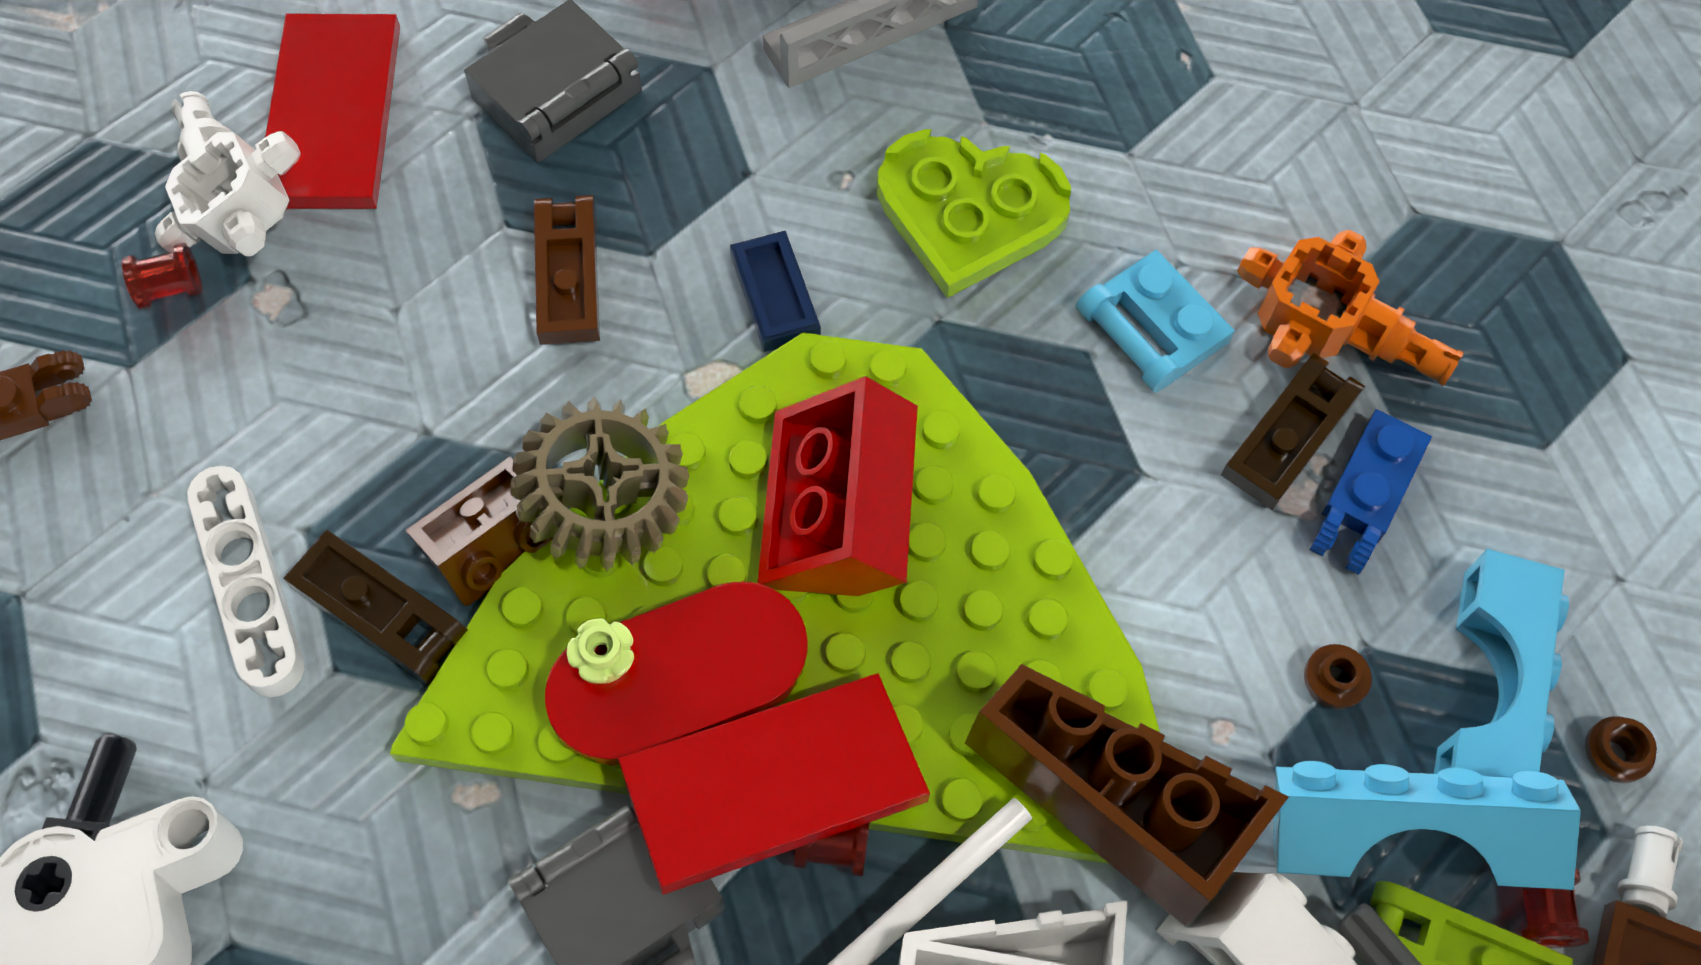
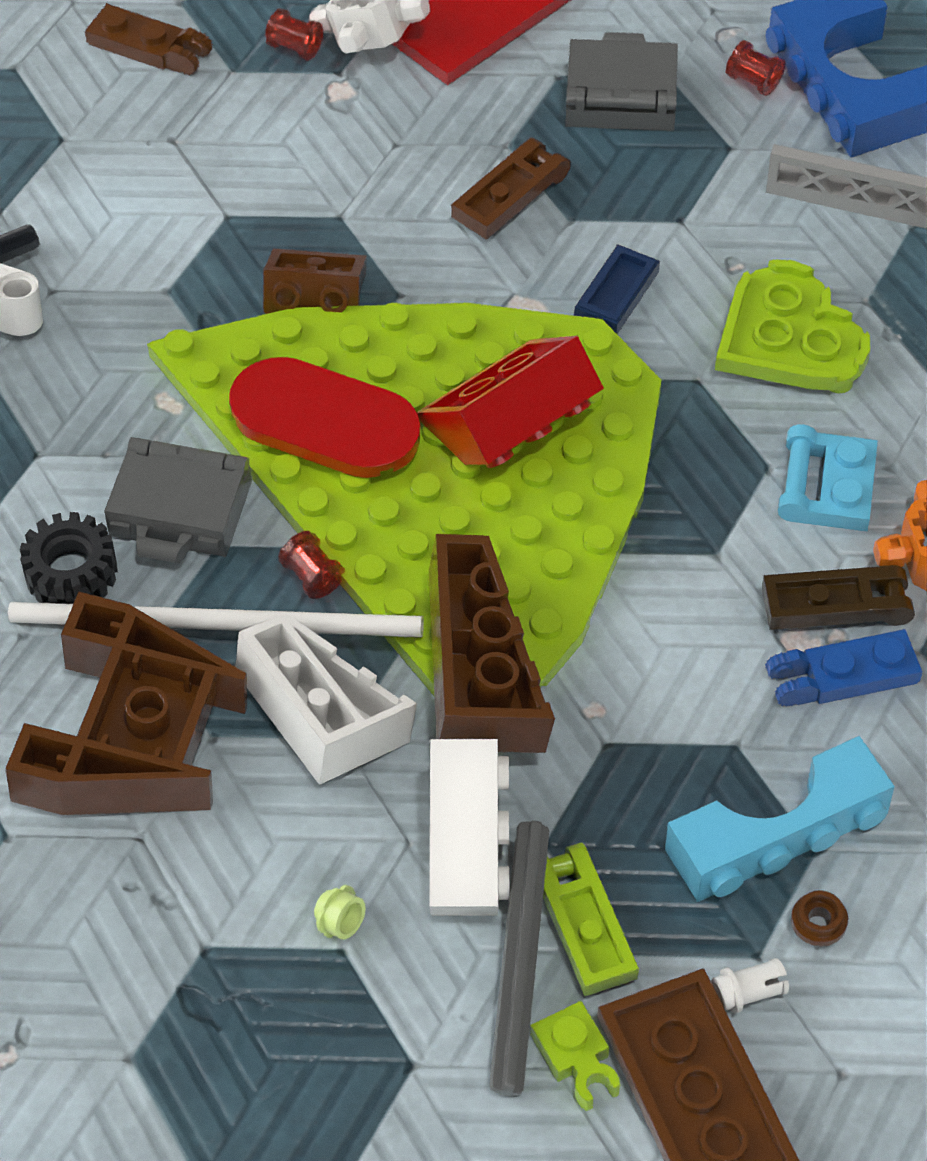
camera: 50 degrees right, 10 degrees down
(252, 576) = (165, 209): white beam -> none
(374, 605) = (218, 270): dark brown plate -> none
(606, 667) = (292, 368): yellowish green plate -> none
(648, 472) = (390, 307): dark tan gear -> none
(771, 782) = (308, 499): red tile -> none
(1329, 691) = (692, 748): reddish brown plate -> none
(1517, 823) = (671, 856): medium azure arch -> none
(1553, 917) = (663, 941): clear red bush -> none

